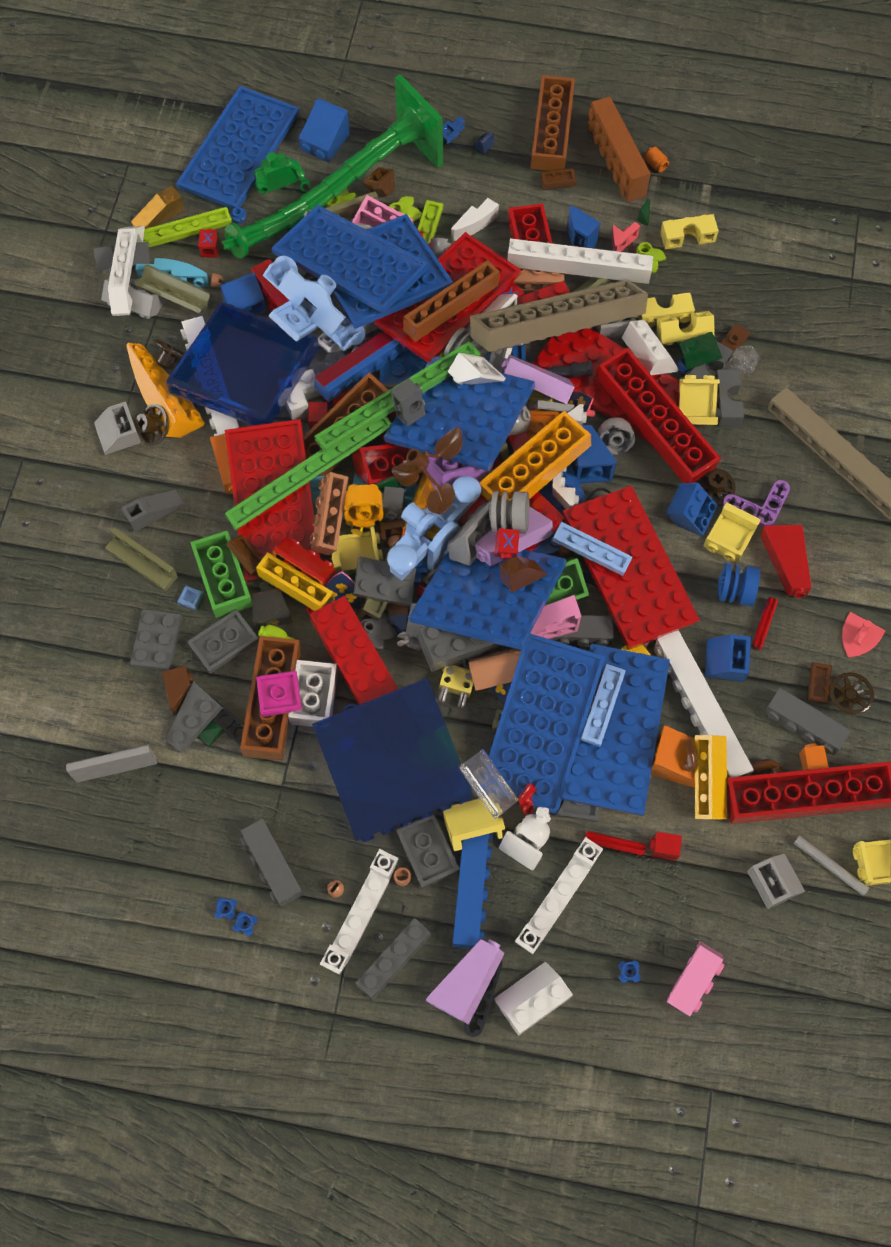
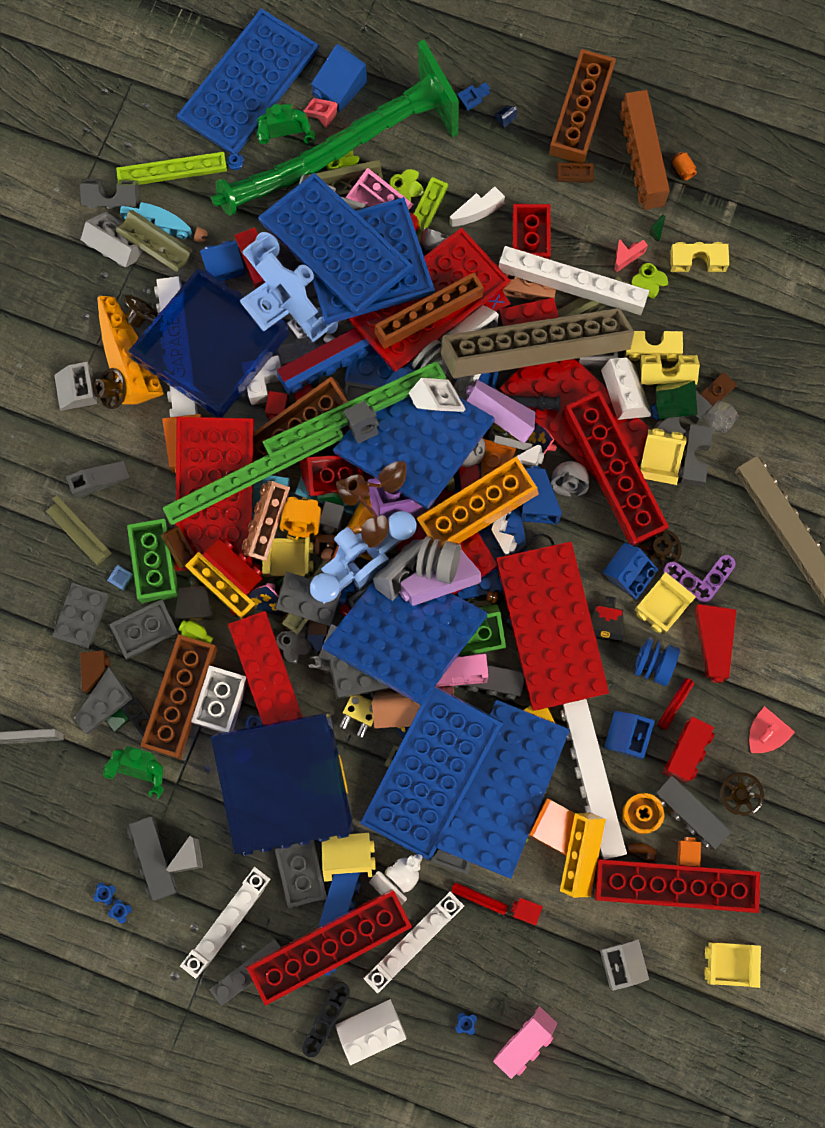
camera: 15 degrees right, 10 degrees up
(121, 269) = (104, 211): white slope -> none
(159, 209) = (153, 144): pearl gold slope -> none
(209, 243) = (199, 190): red brick -> none
(238, 770) = (136, 764): none -> green torso
(279, 693) = (185, 699): dark pink plate -> none
(307, 854) = (188, 857): none -> light grey slope
(314, 159) = (322, 110): none -> coral slope
(338, 891) = (211, 896): nougat hinge -> none
(381, 181) = (387, 149): reddish brown slope -> none
(402, 873) = (272, 890): nougat hinge -> none
(467, 982) = (312, 1008): lavender slope -> none
(472, 912) = (328, 947): none -> red brick
(488, 783) = (368, 824): clear tile -> none
(506, 543) = (428, 592): red brick -> none
(520, 572) = (438, 622): reddish brown slope -> none
(525, 799) = (401, 843): red arm -> none
(582, 229) = (585, 242): blue slope -> none
(592, 548) = (515, 605): light blue plate -> none
(603, 705) = (493, 766): light blue plate -> none
(683, 557) = (608, 621): none -> torso
(691, 754) = (567, 835): reddish brown arm -> none
(769, 732) = (653, 809): none -> light orange brick
(790, 659) = (689, 750): none -> red brick
(819, 683) = (714, 775): reddish brown plate -> none
(831, 865) = (681, 958): light grey piece -> none

